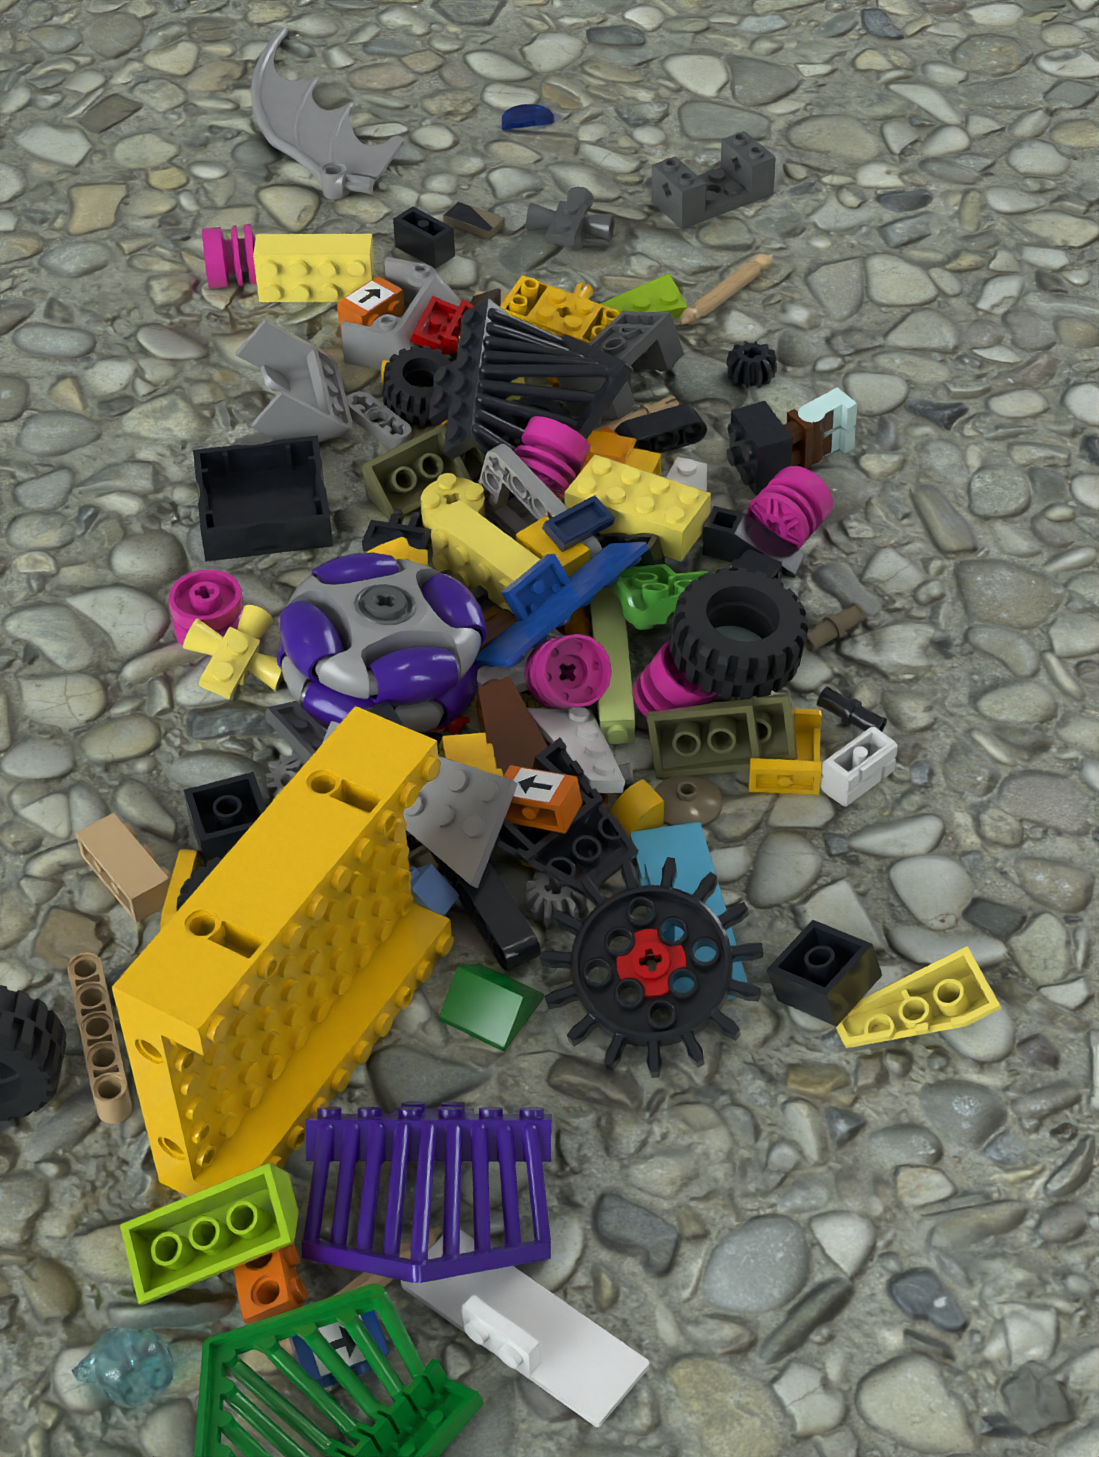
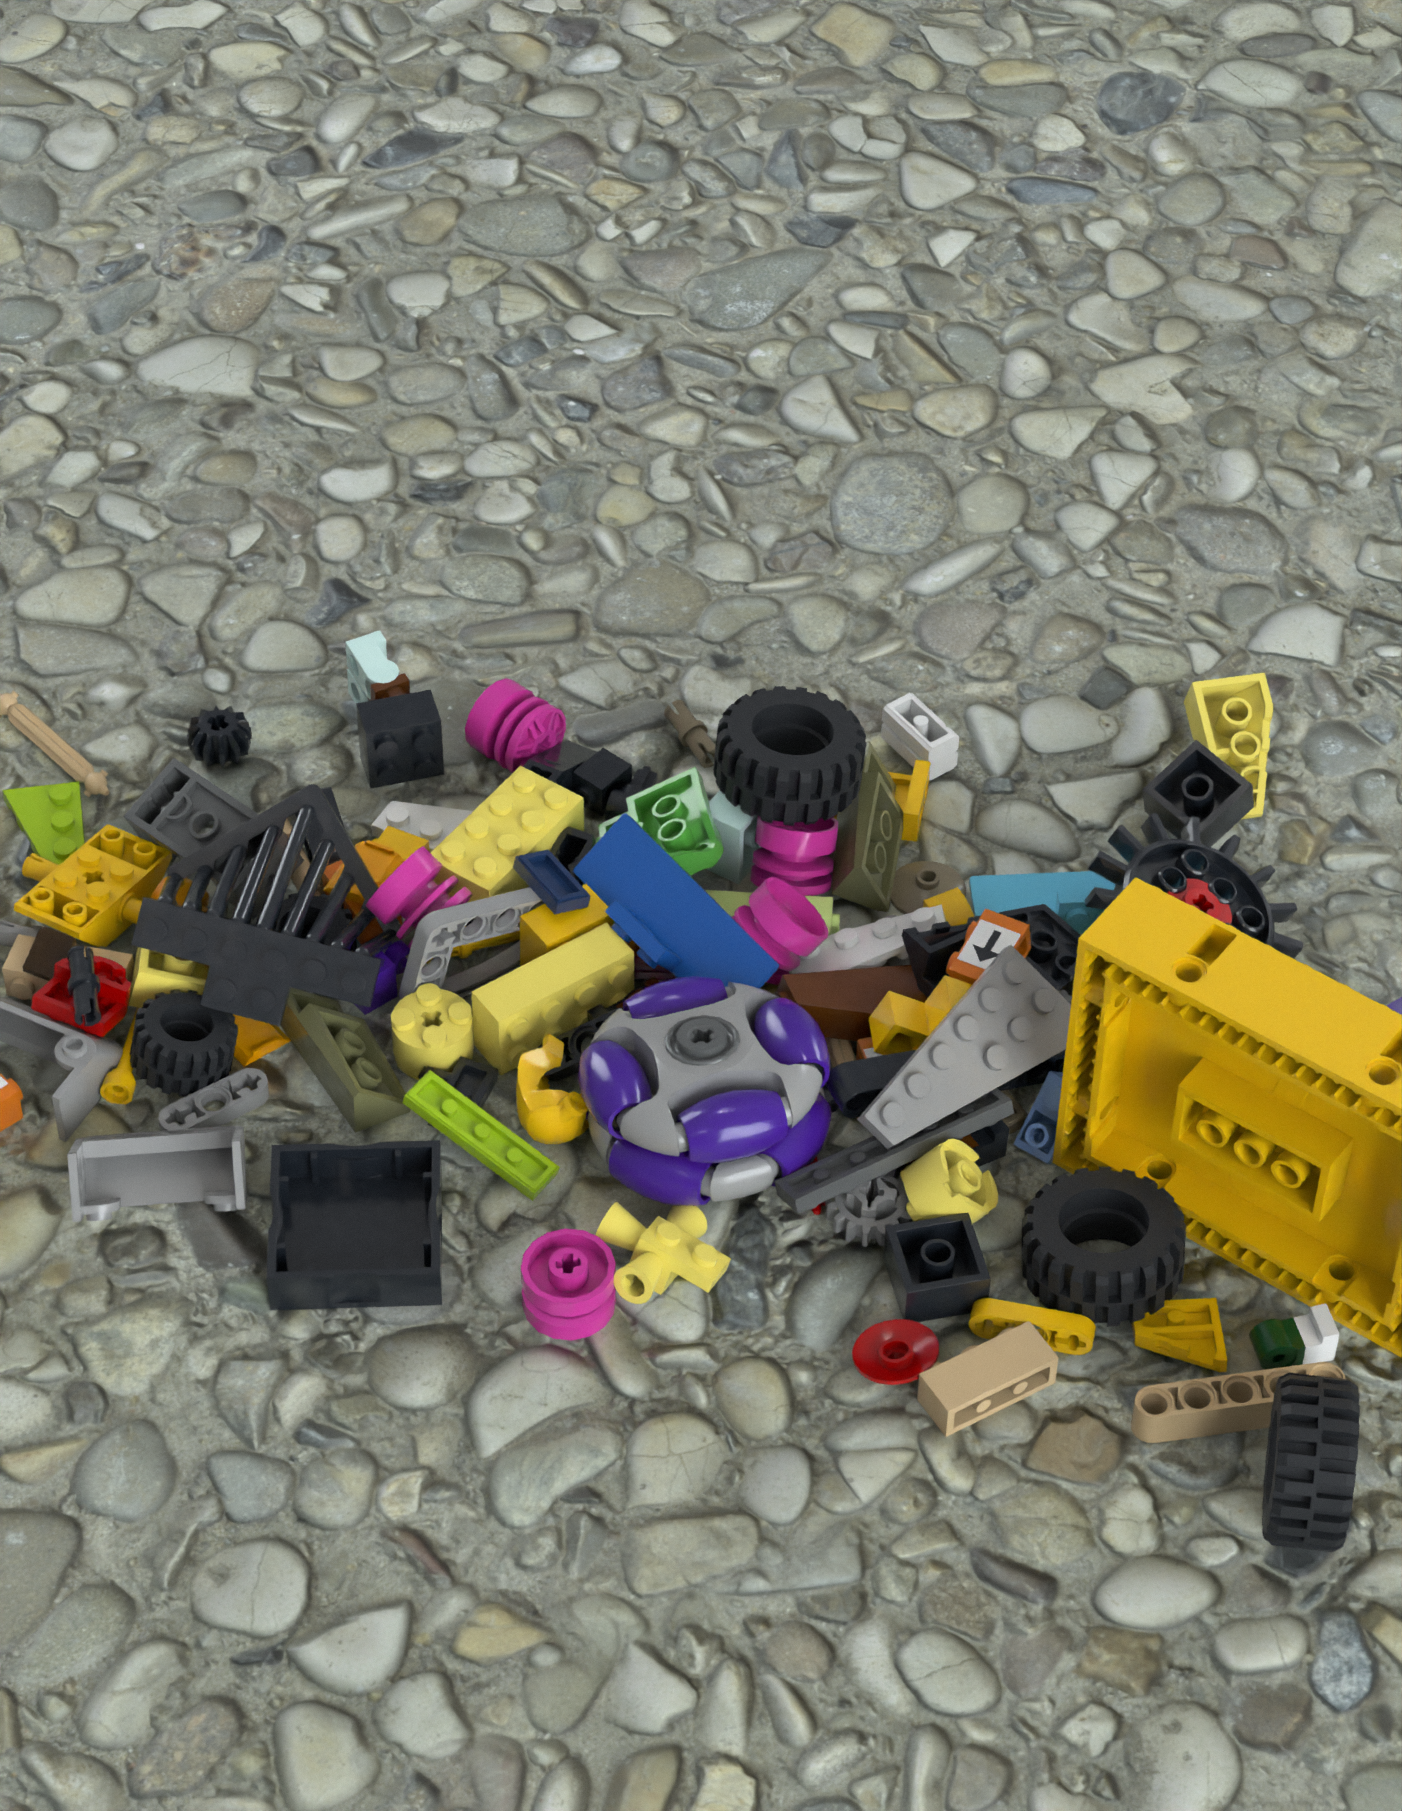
camera: 85 degrees left, 0 degrees up
(149, 806) = (895, 1351): none -> red dish
(365, 526) = (481, 1135): none -> lime tile
(437, 311) = (84, 985): none -> black pin

